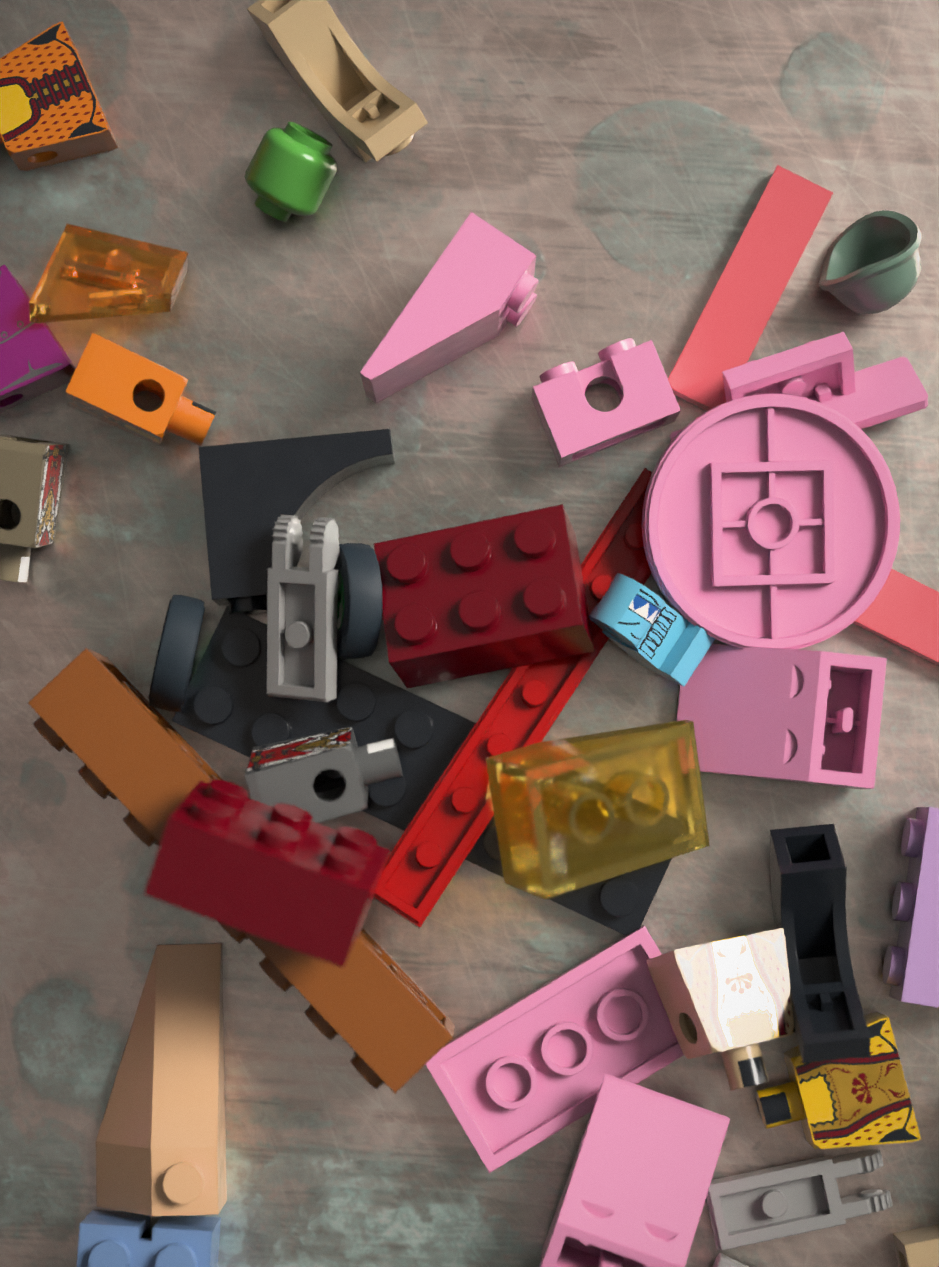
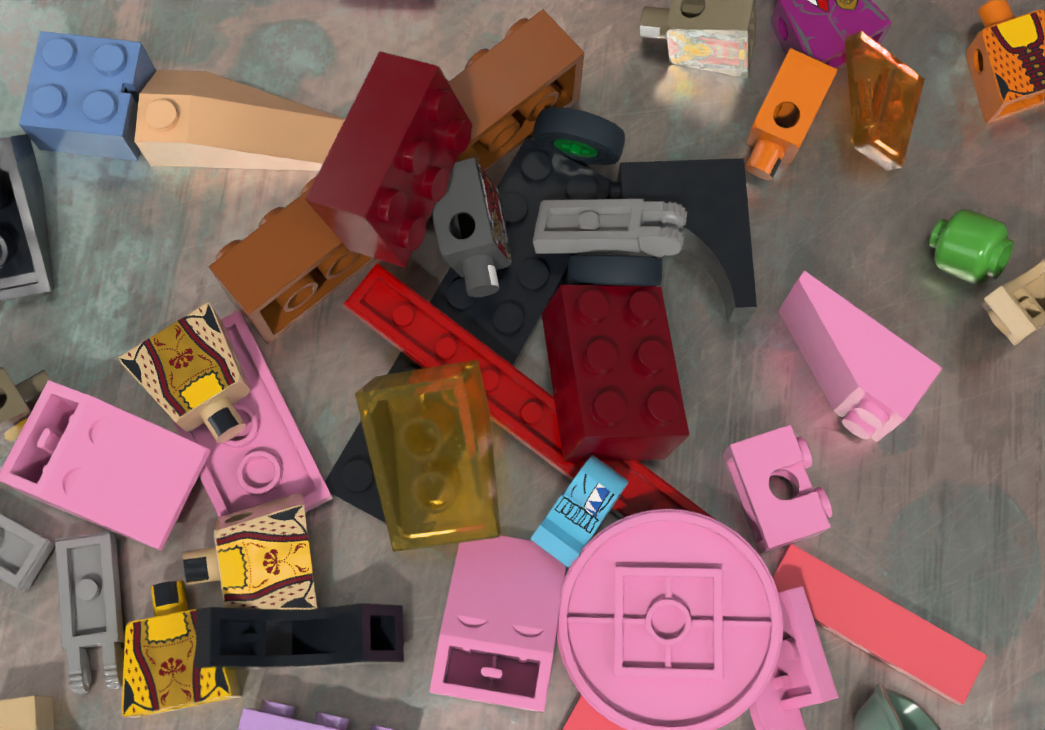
camera: 90 degrees right, 10 degrees down
(516, 1103) = (193, 373): none -> torso

